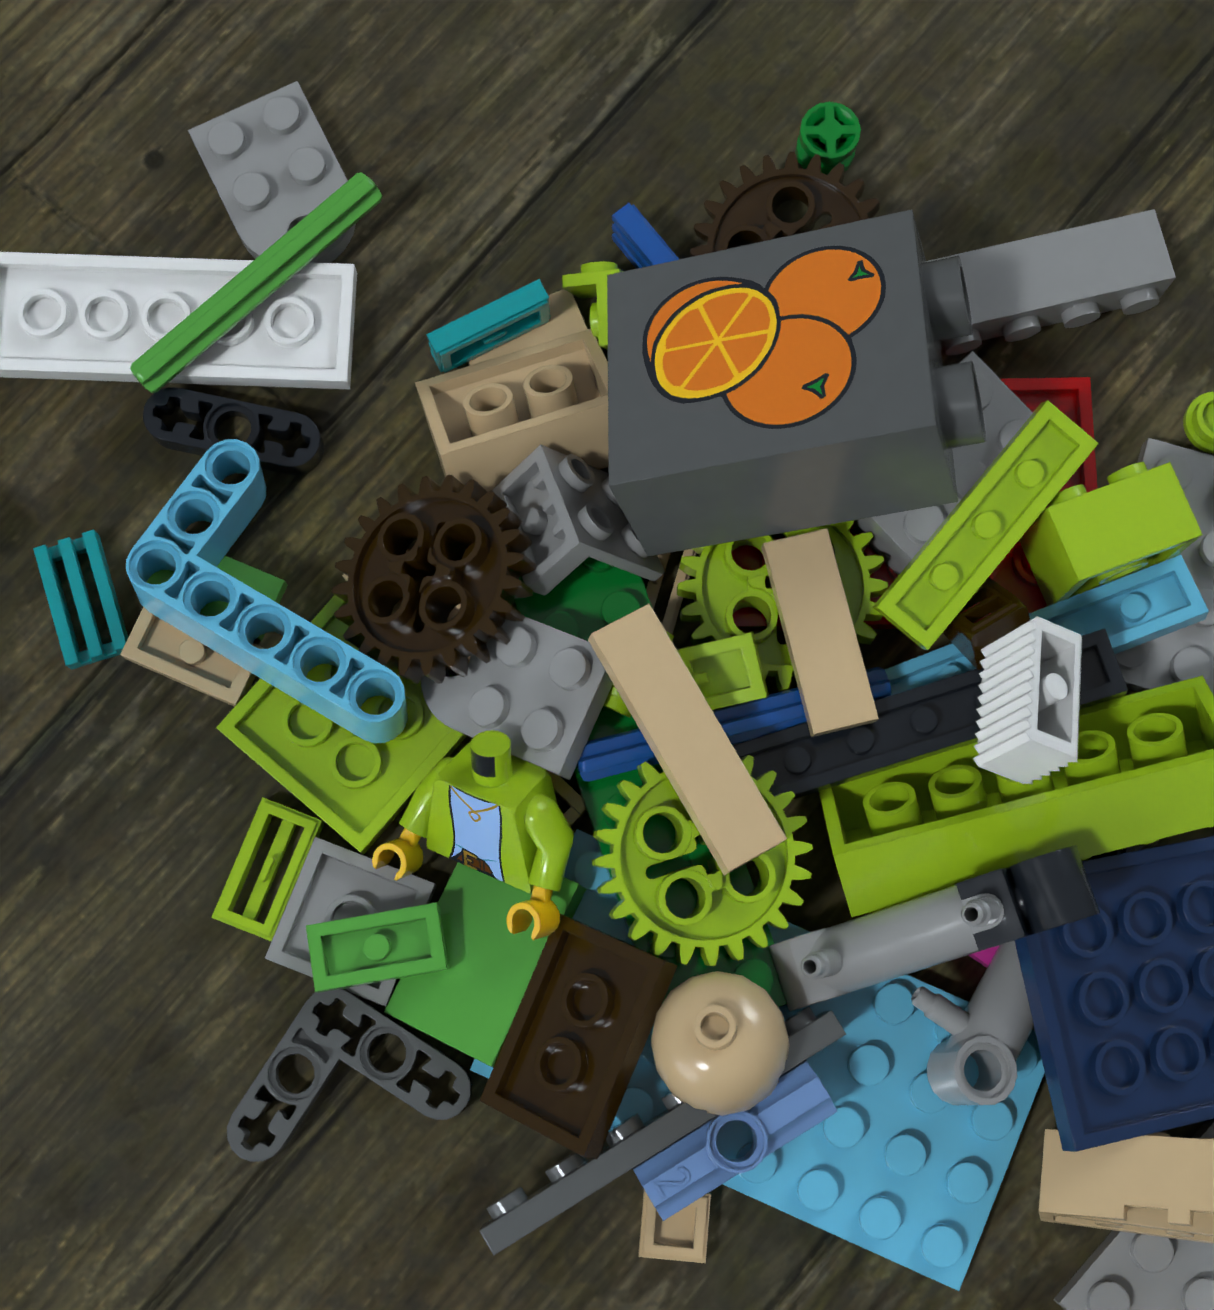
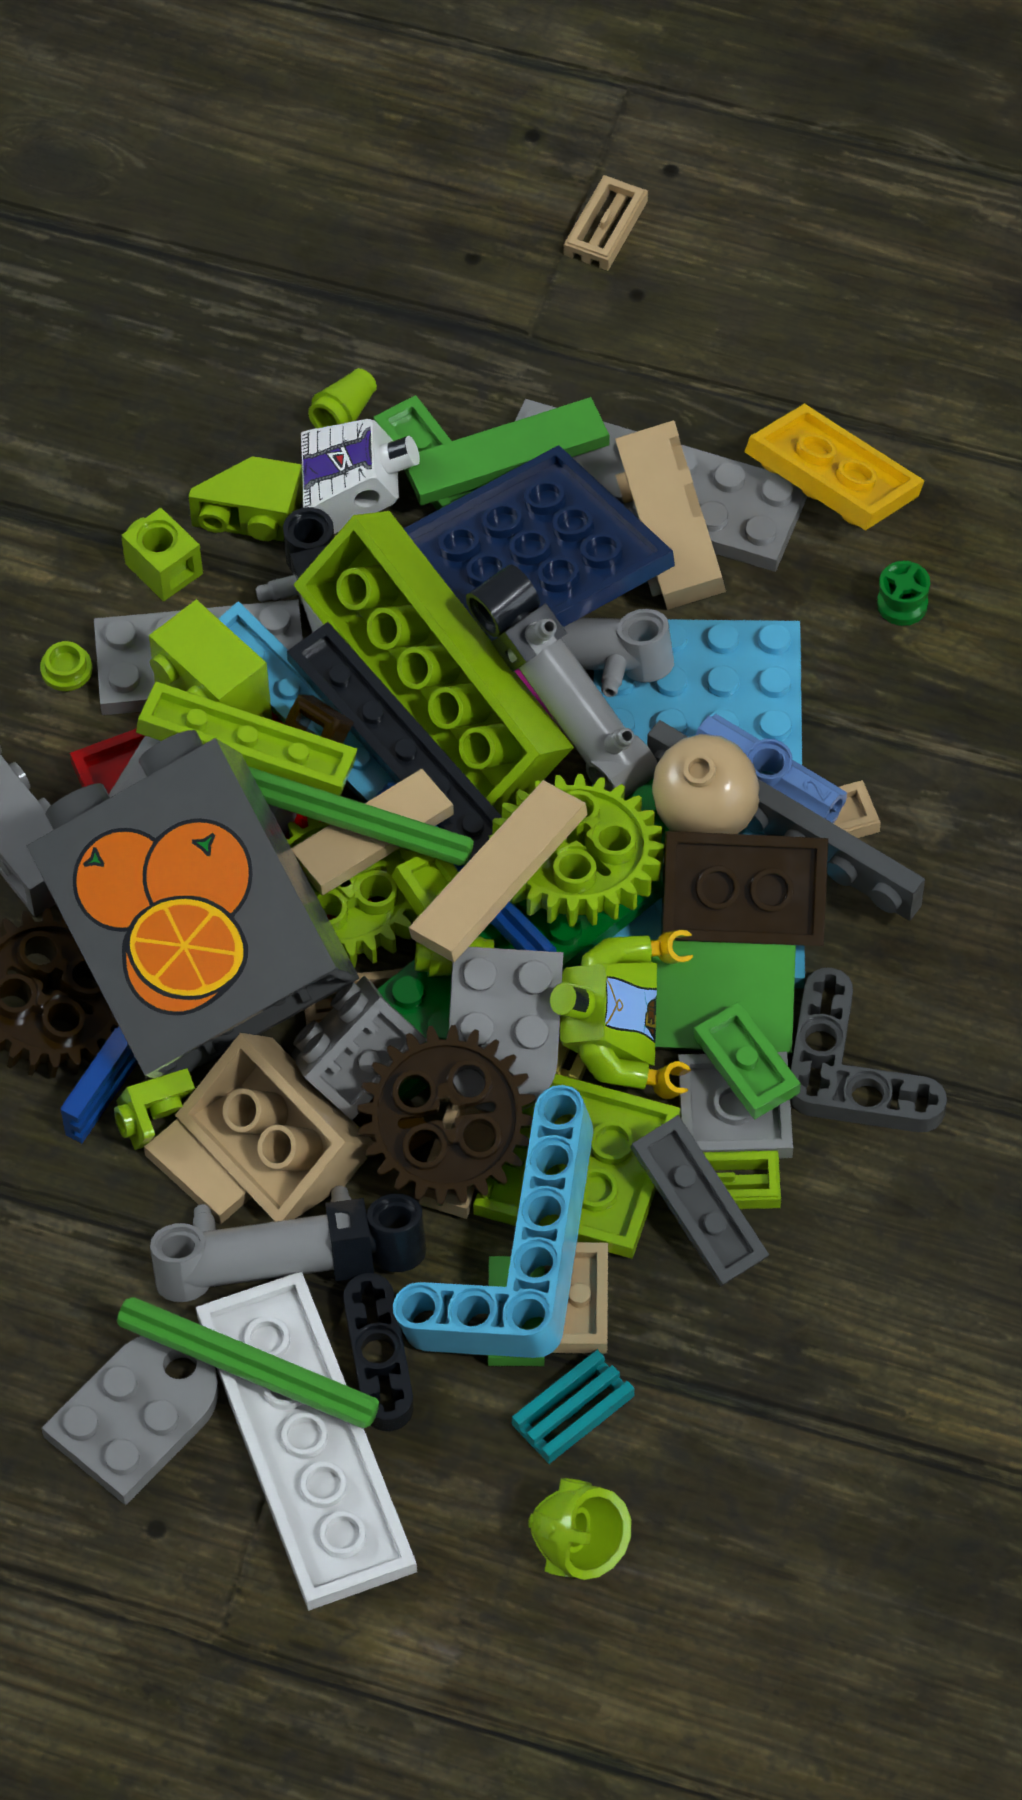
camera: 110 degrees left, 20 degrees down
(233, 819) = (699, 1200): none -> dark grey plate
(365, 427) = (344, 1240): none -> light grey piece
(489, 326) = (211, 1174): teal tile -> none
(829, 612) = (364, 819): none -> bright green axle
(1030, 701) = (373, 661): white brick -> none

